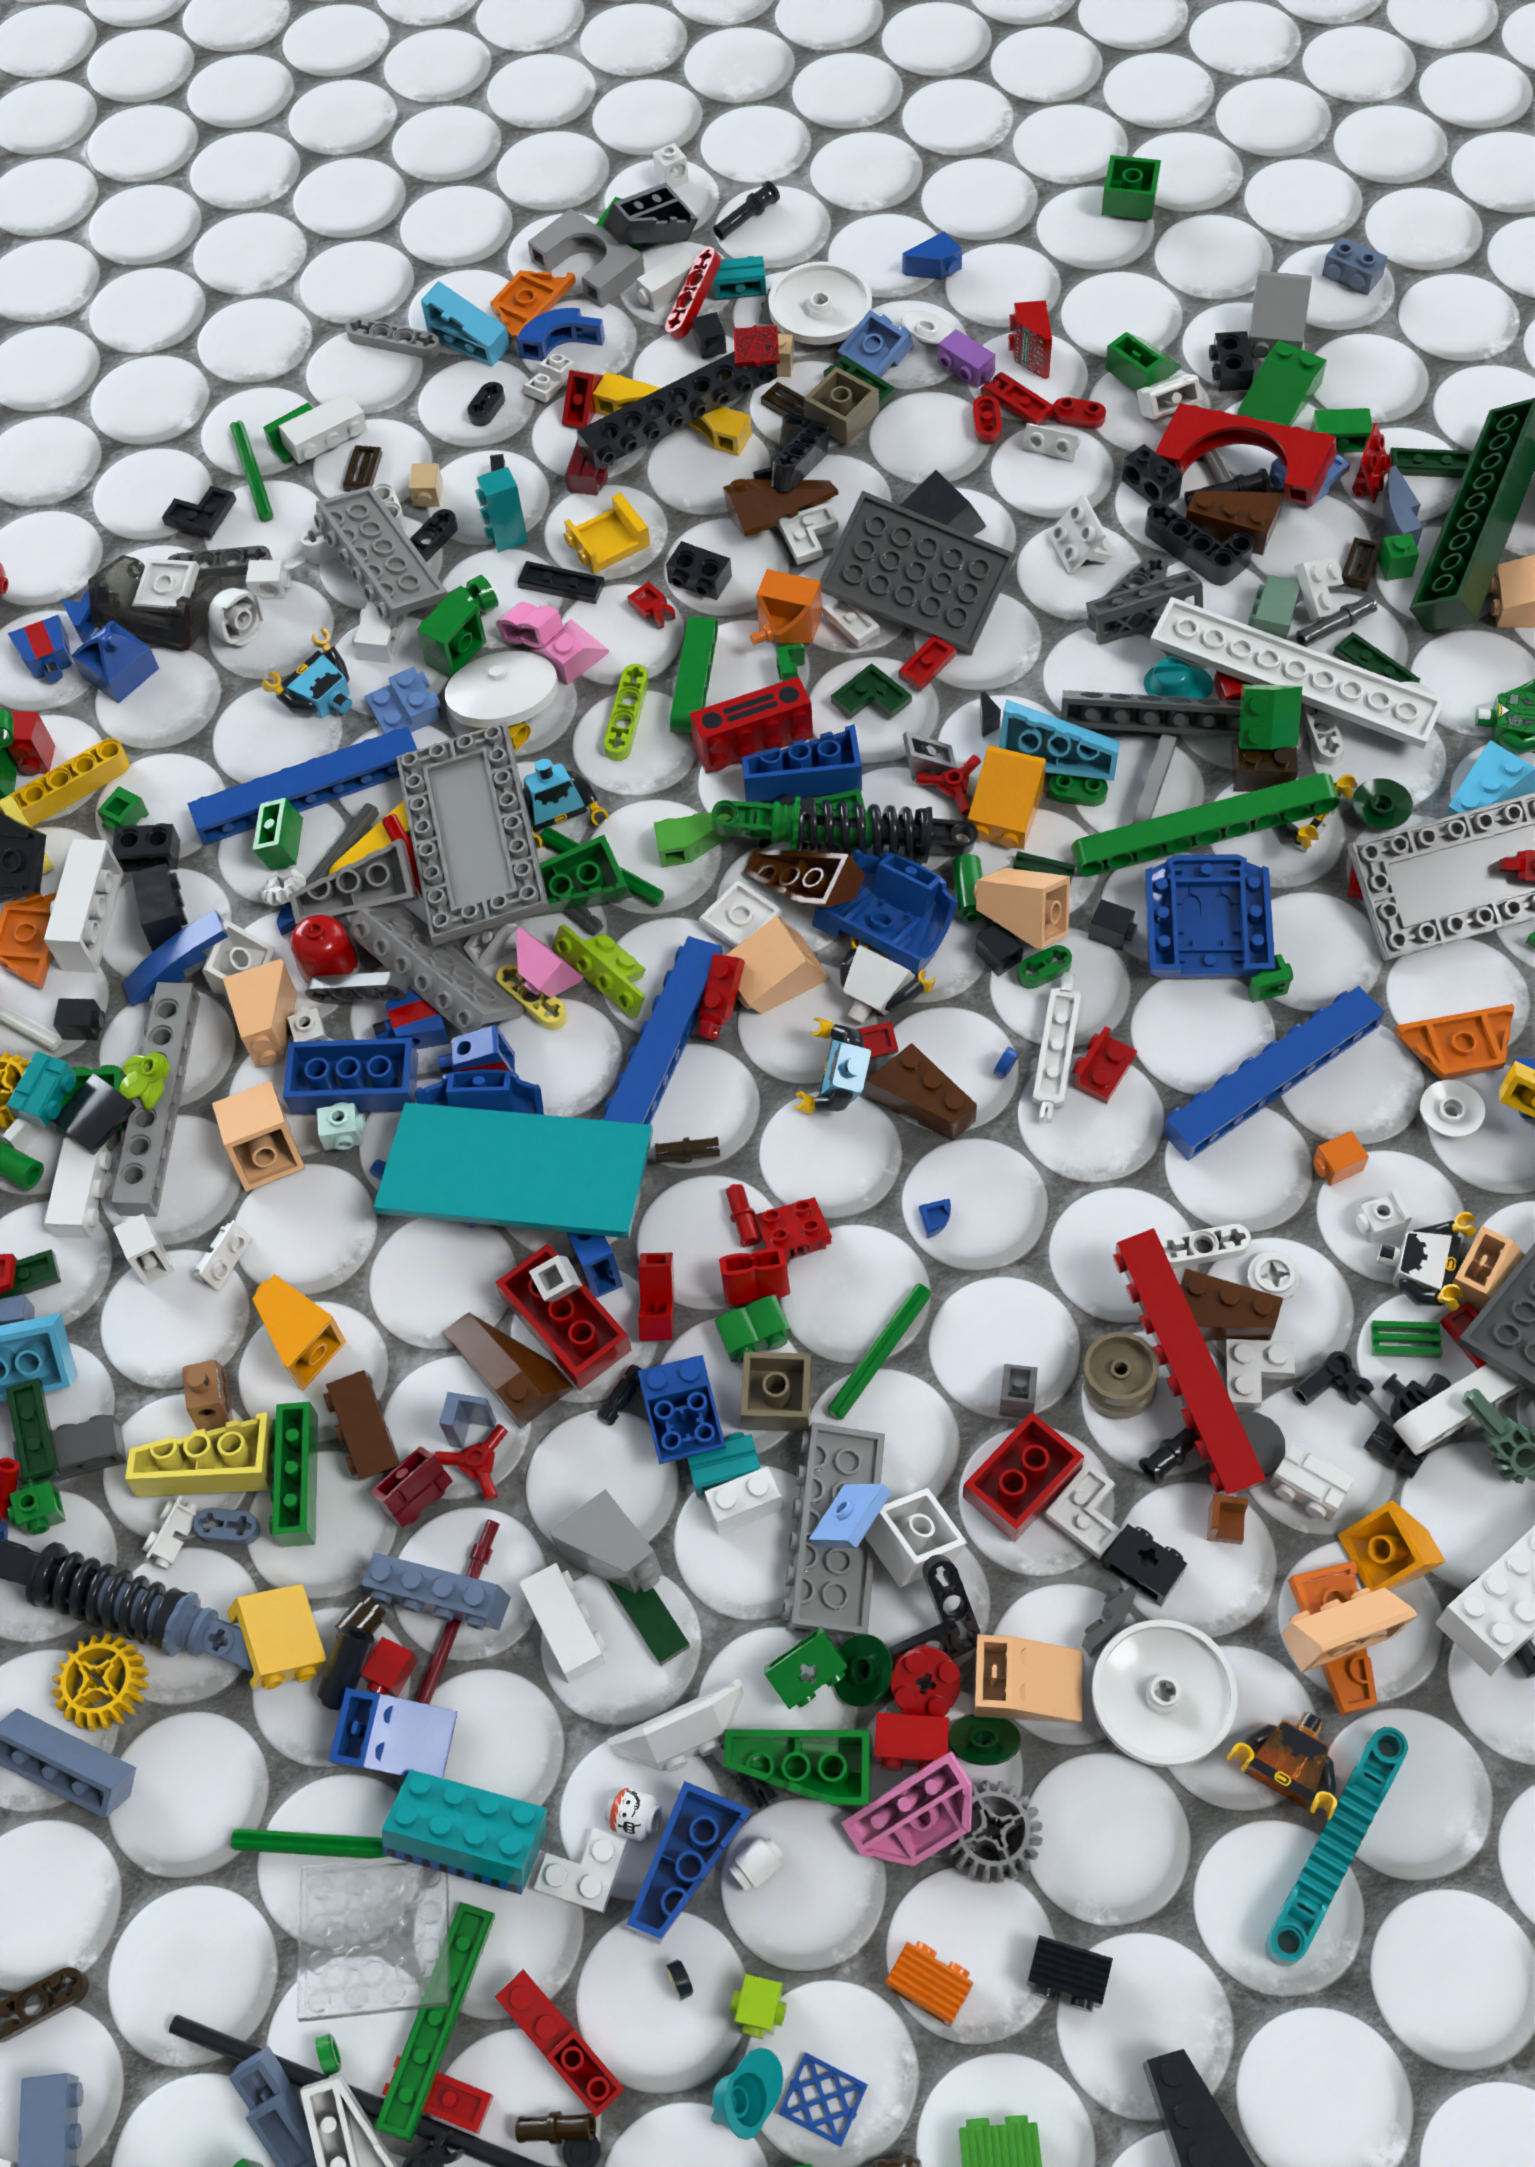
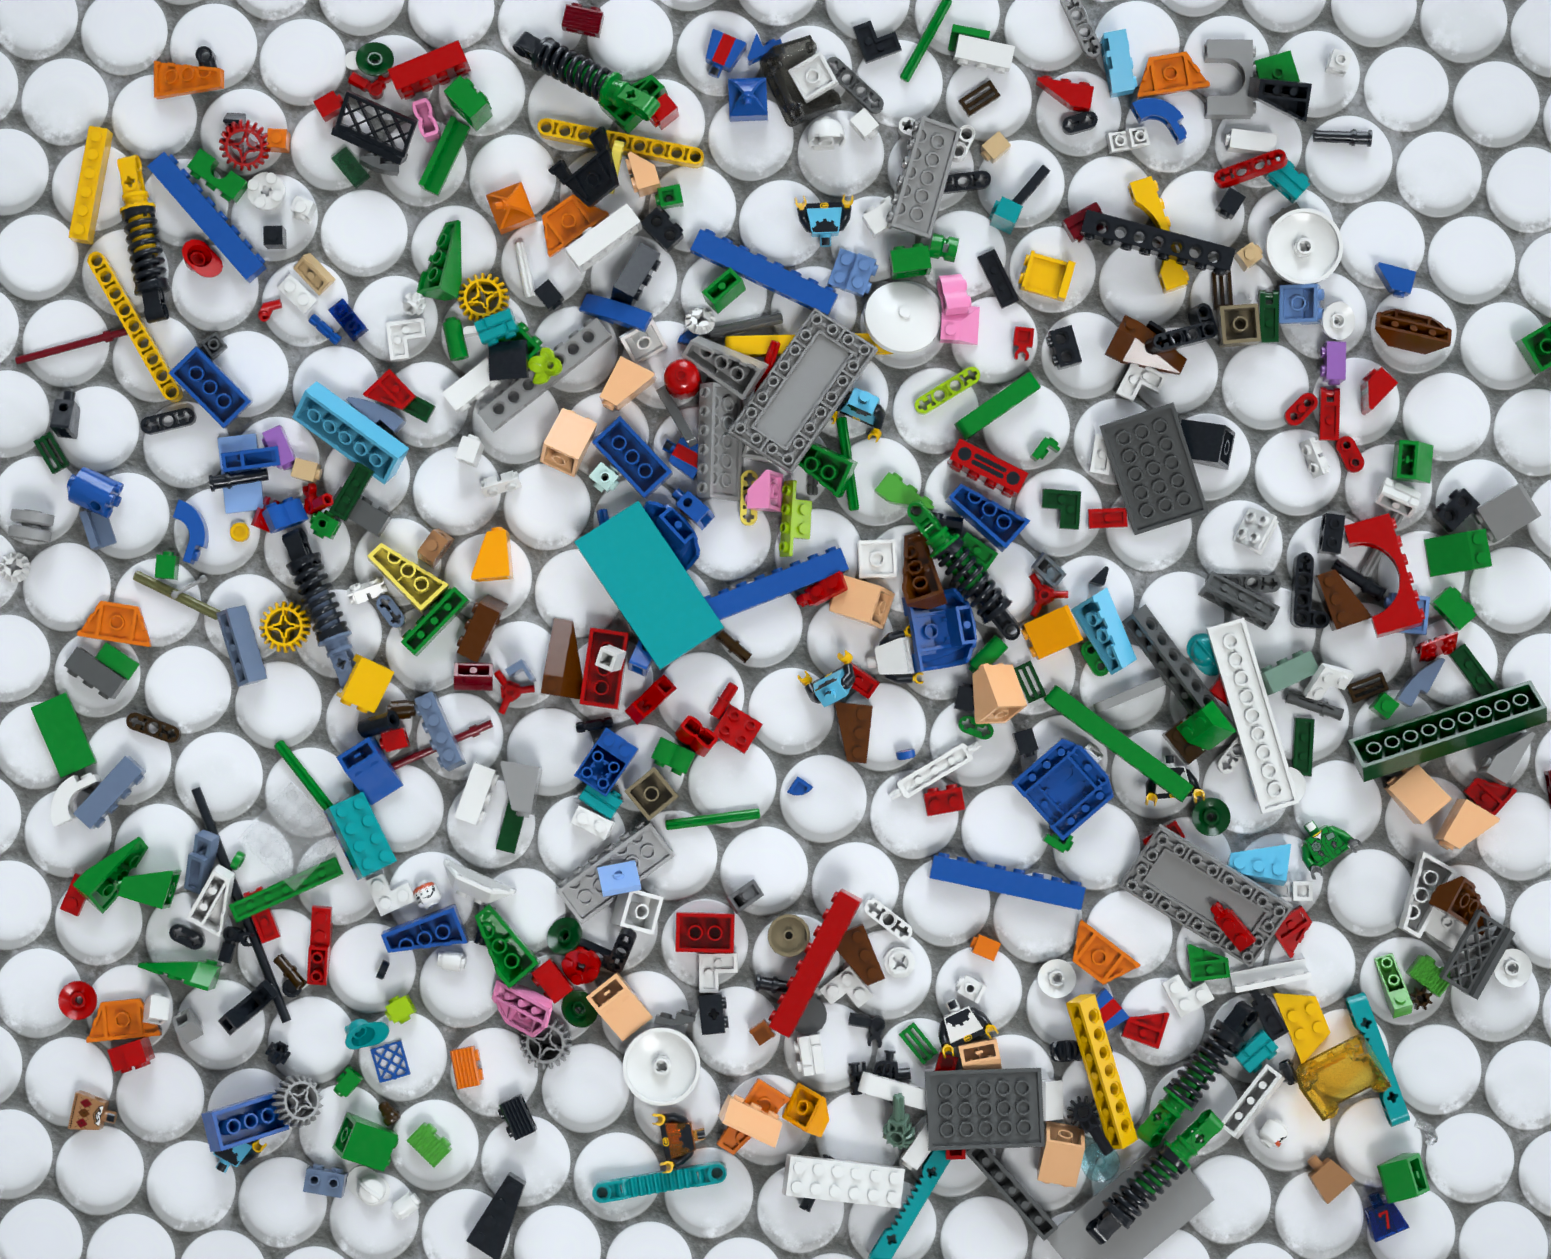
camera: 45 degrees right, 25 degrees up
(65, 811) = (645, 175): none -> light nougat slope
(307, 1025) = (638, 418): white brick -> none
(443, 391) = (1071, 95): none -> red slope
(579, 400) = (1126, 173): red slope -> none
(756, 346) = (1228, 252): red piece -> none
(787, 608) = (1072, 422): orange piece -> none
(812, 1650) = (543, 913): green brick -> none
(1008, 276) = (1412, 331): none -> reddish brown wedge

